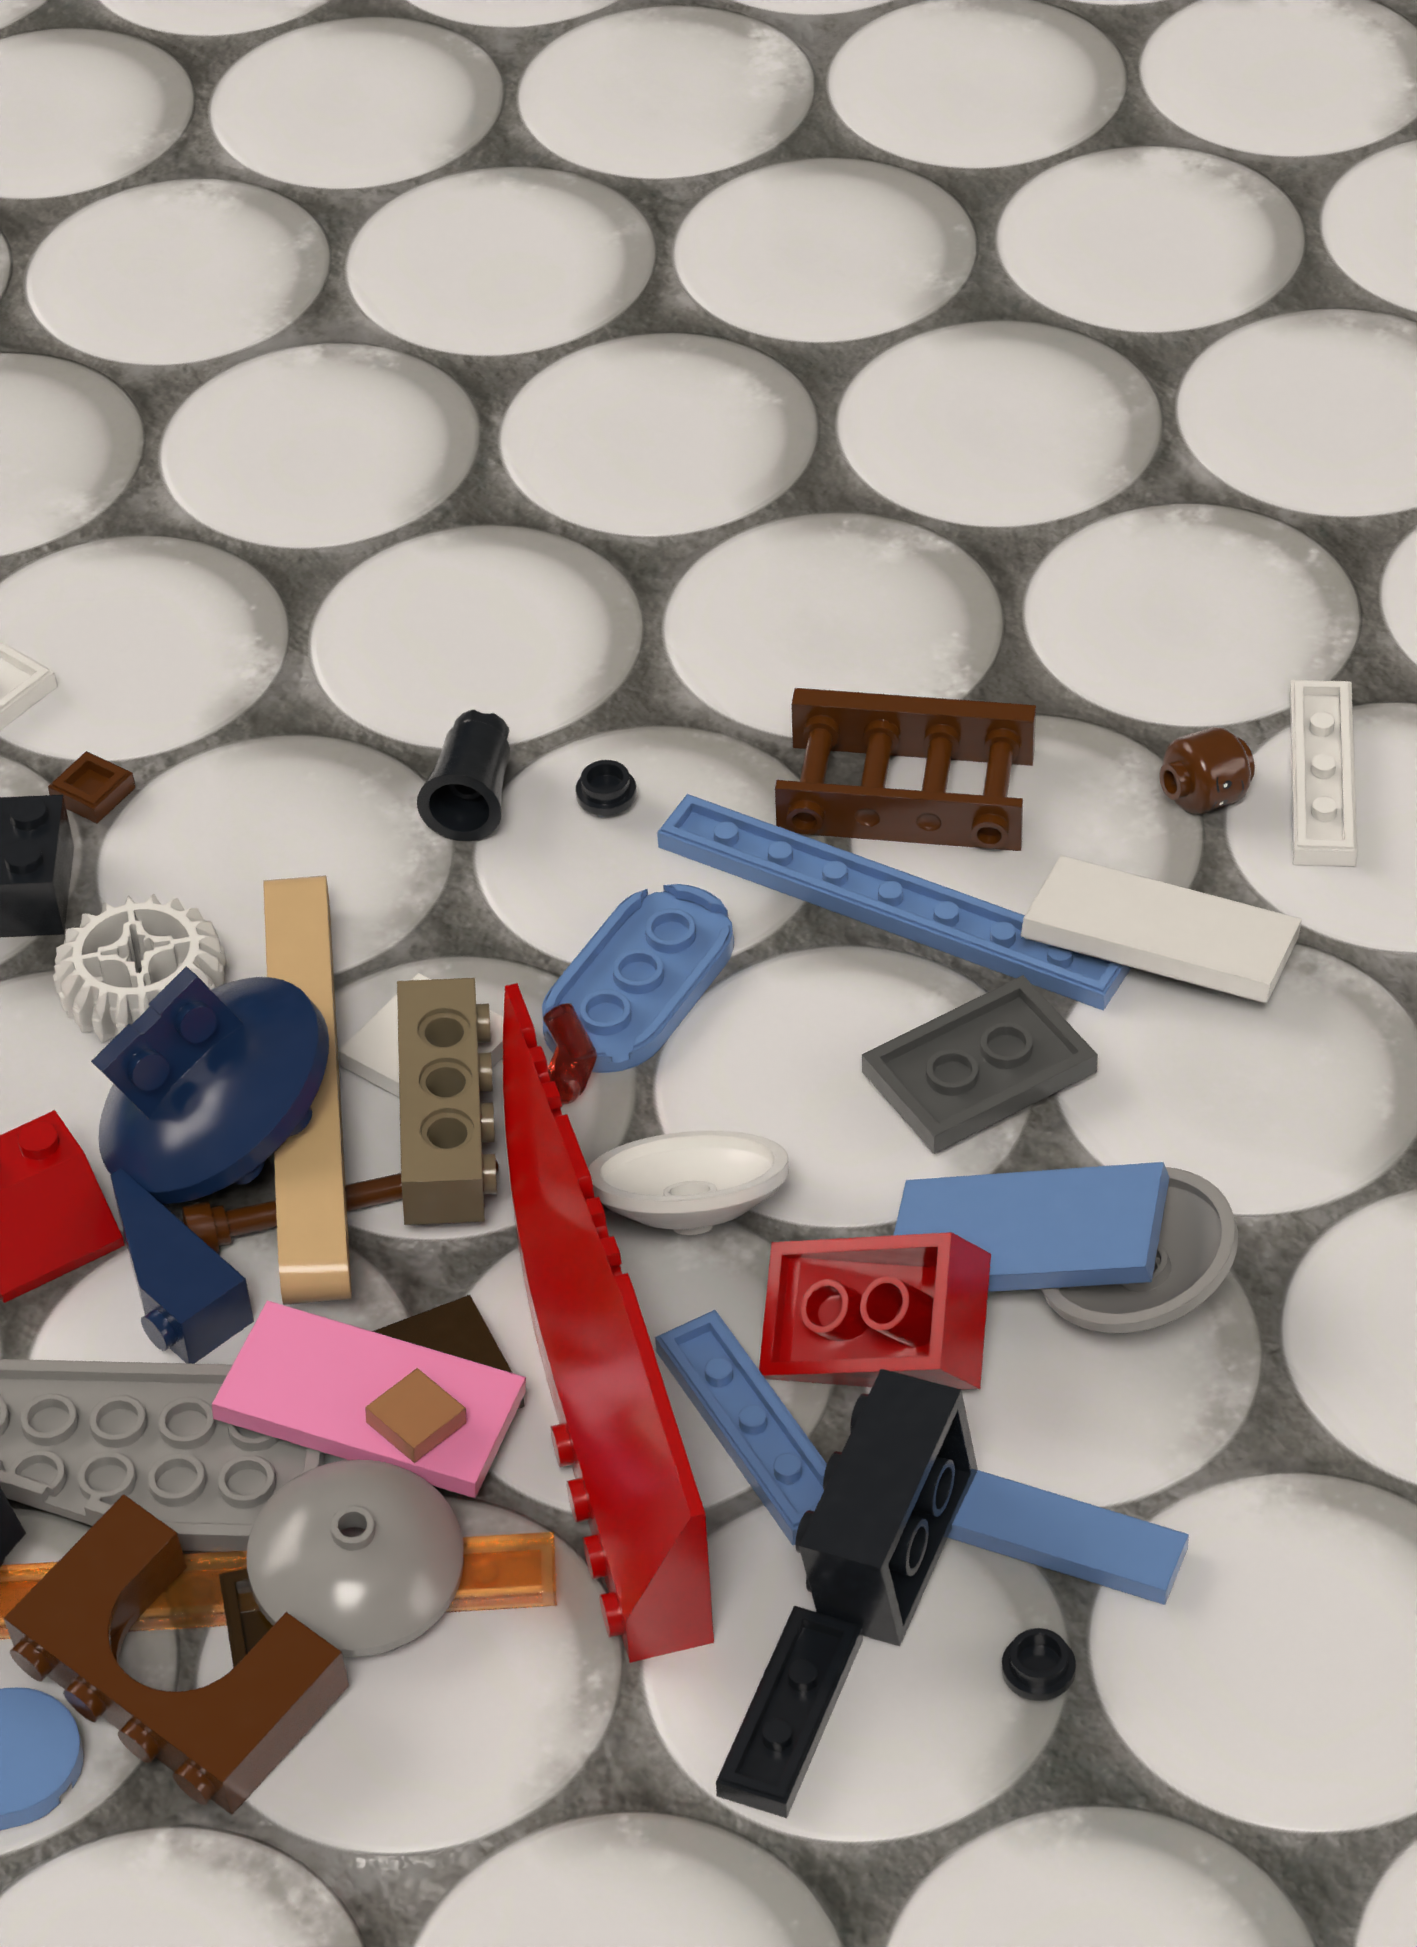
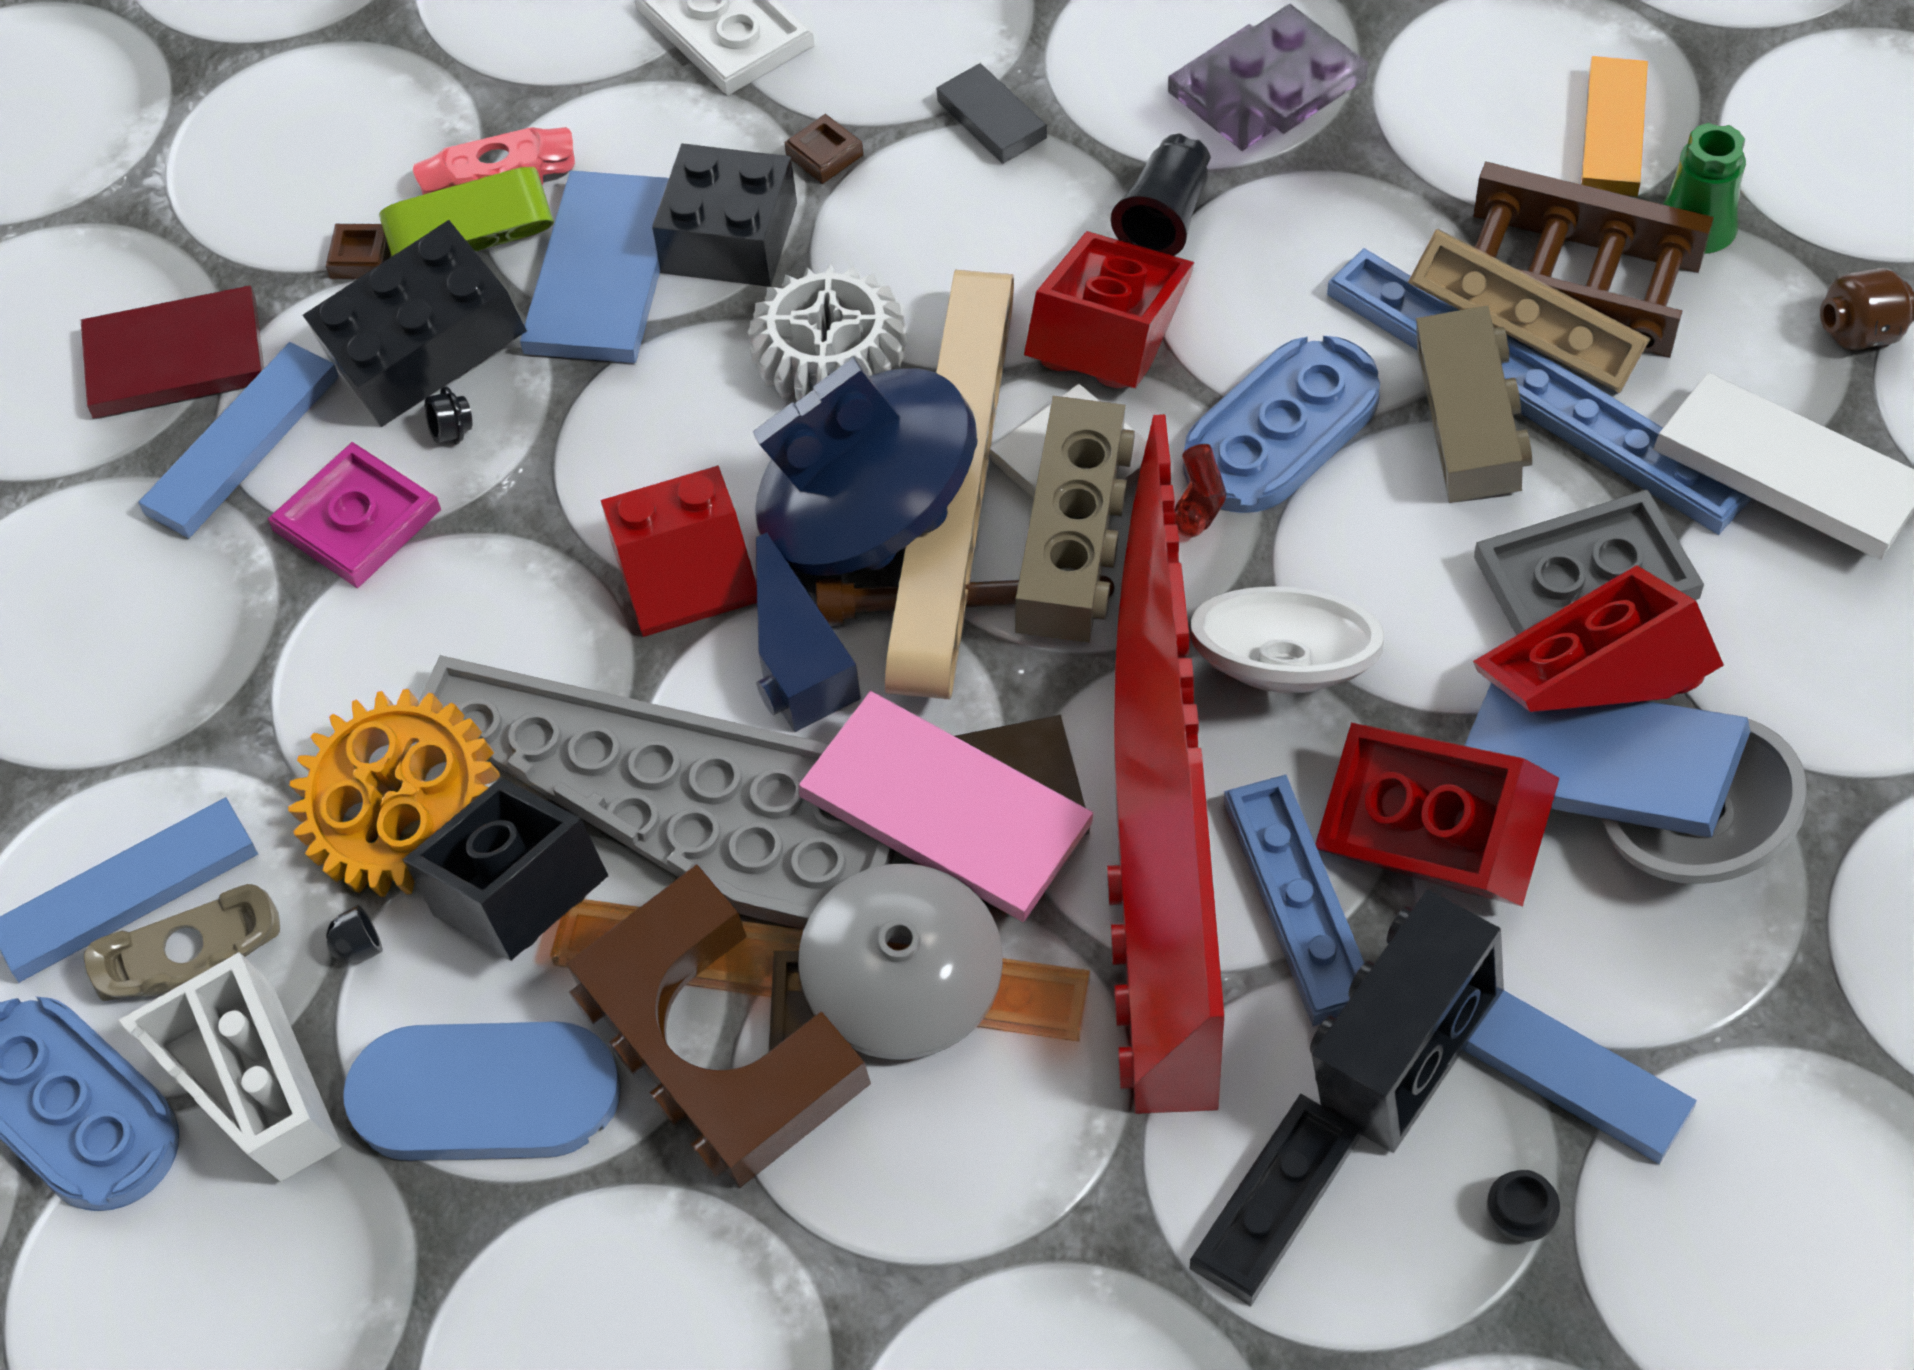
camera: 15 degrees right, 10 degrees up
(265, 723) = (991, 113): none -> black tile
(415, 1415) = (982, 834): medium nougat tile -> none
(431, 896) = (1106, 309): none -> red slope
(551, 642) = (1267, 77): none -> clear purple bracket
(605, 788) = (1289, 229): black plate -> none
(830, 923) = (1472, 404): none -> dark tan brick
(868, 824) = (1530, 310): none -> tan tile
(918, 634) = (1614, 125): none -> light orange tile
(1021, 1120) = (1609, 647): none -> red slope
(1025, 670) = (1711, 180): none -> green plant

